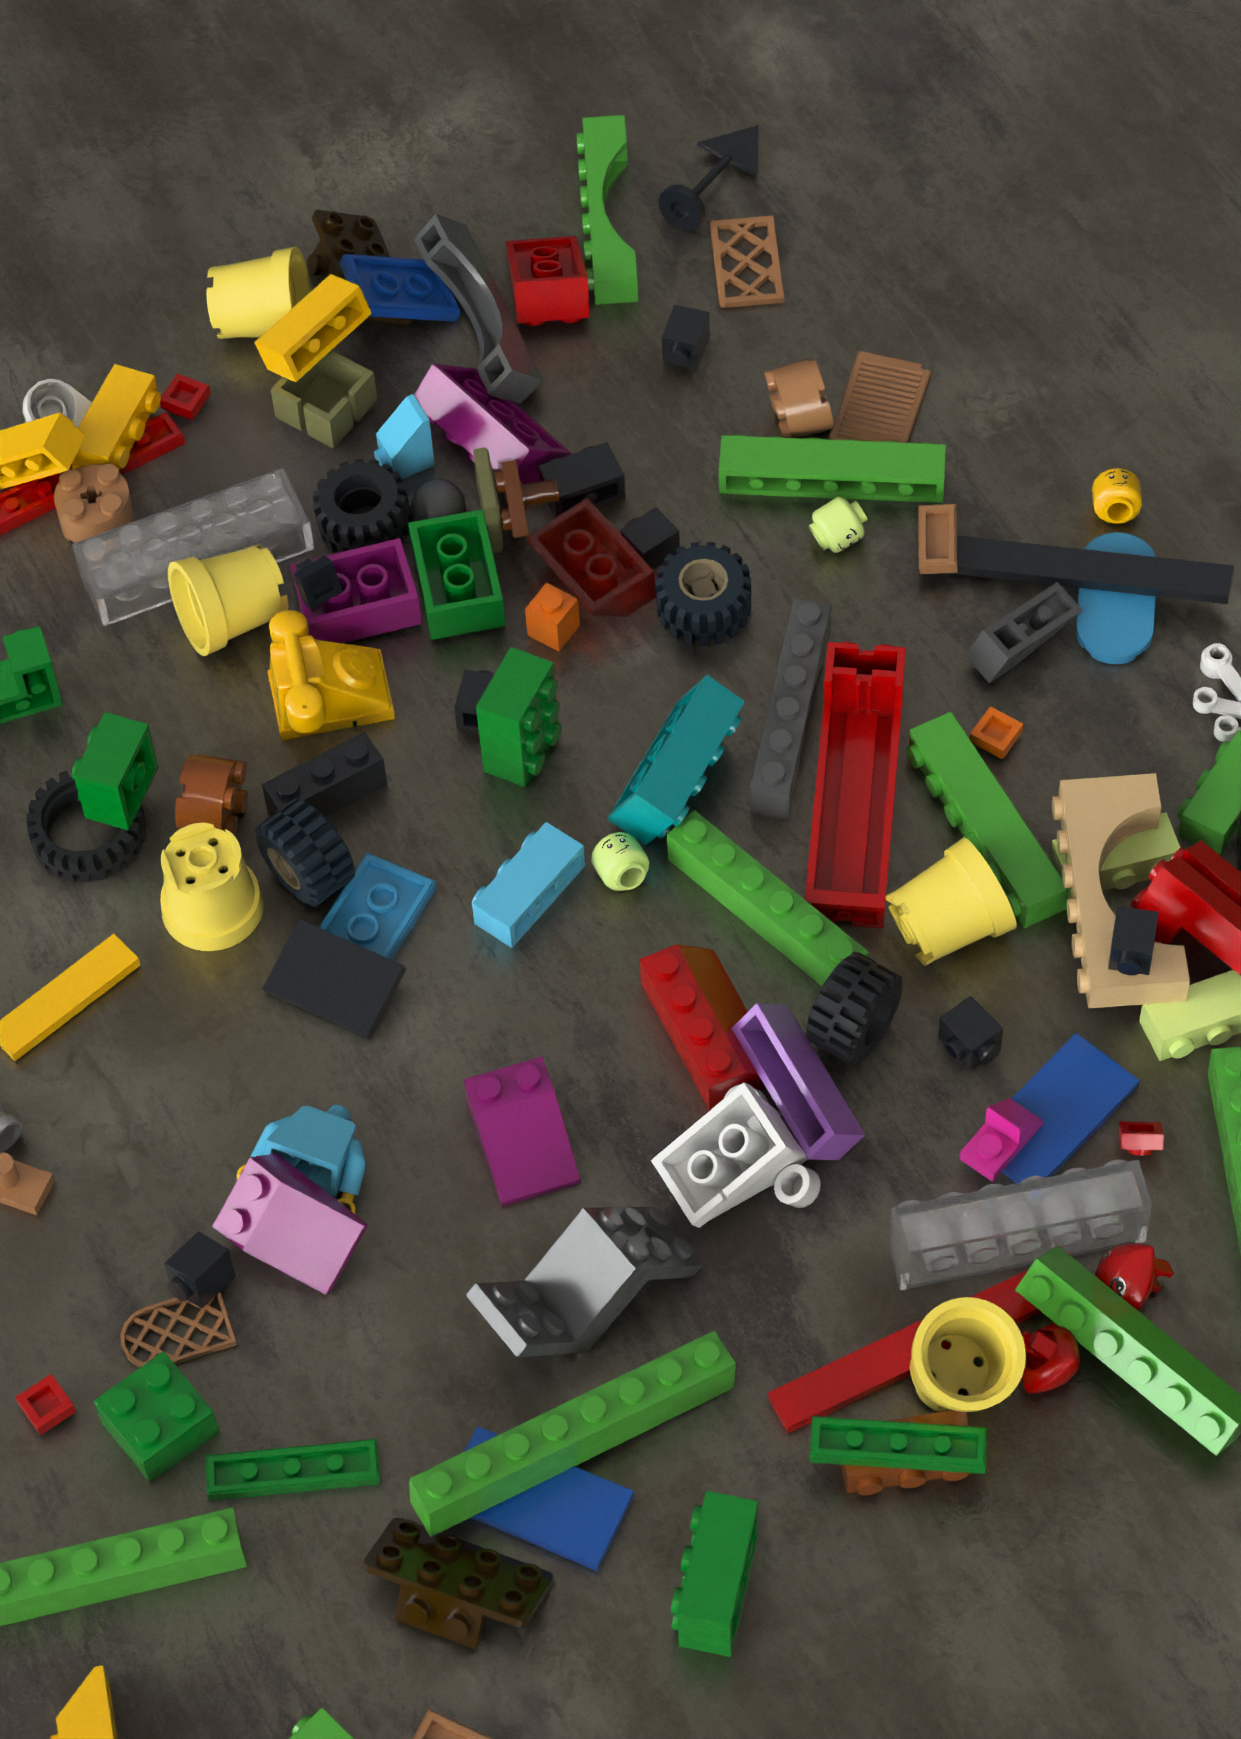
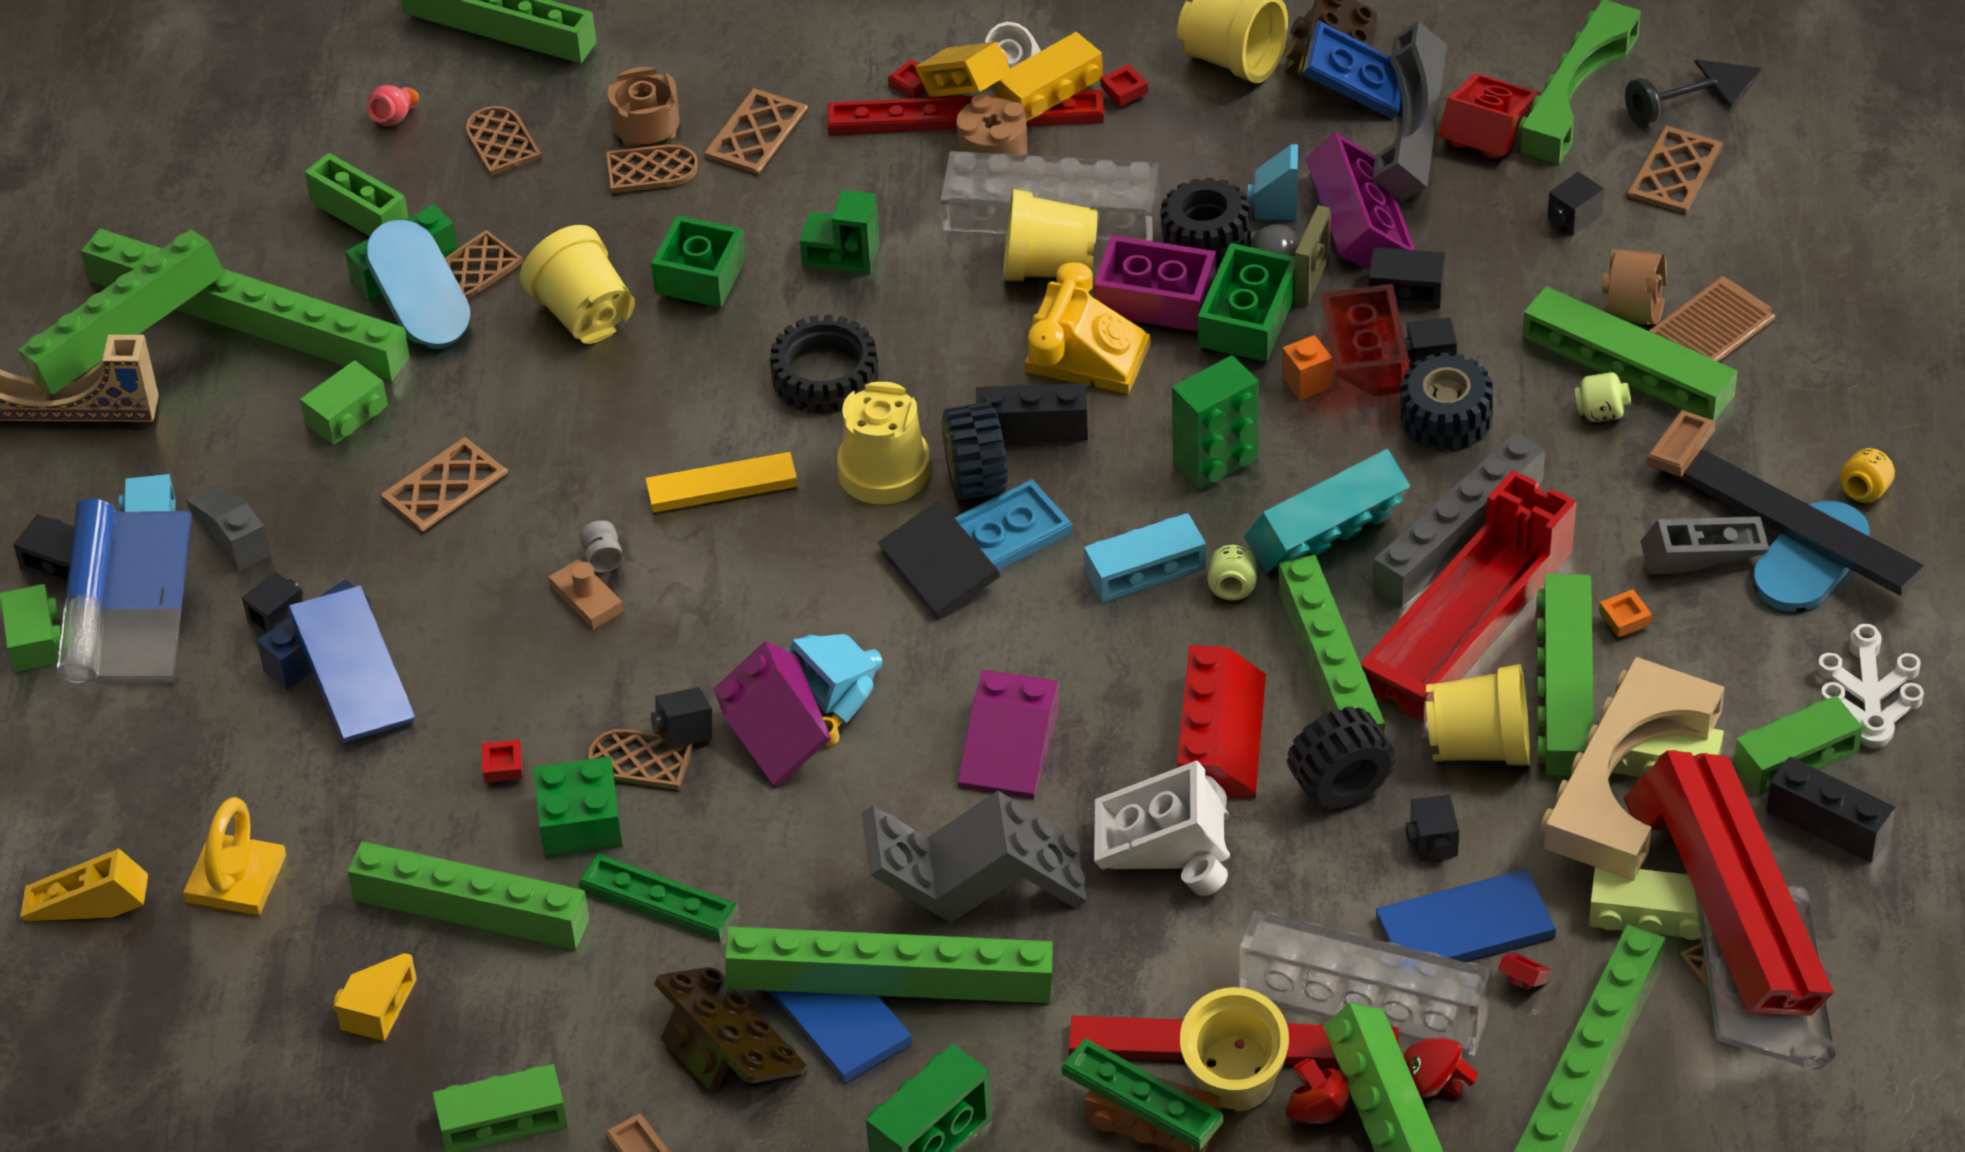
camera: 30 degrees right, 10 degrees down
(115, 770) = (862, 323): green brick -> none
(211, 792) = (934, 378): dark orange brick -> none
(313, 327) = (1251, 63): yellow brick -> none
(317, 581) = (1119, 252): black tile -> none
(326, 398) = (1235, 125): olive piece -> none
(519, 496) = (1334, 258): reddish brown plate -> none
(798, 1082) = (1258, 796): medium lavender brick -> none
(1000, 1138) = (1405, 914): dark pink slope -> none
(1133, 941) = (1600, 796): black brick -> none

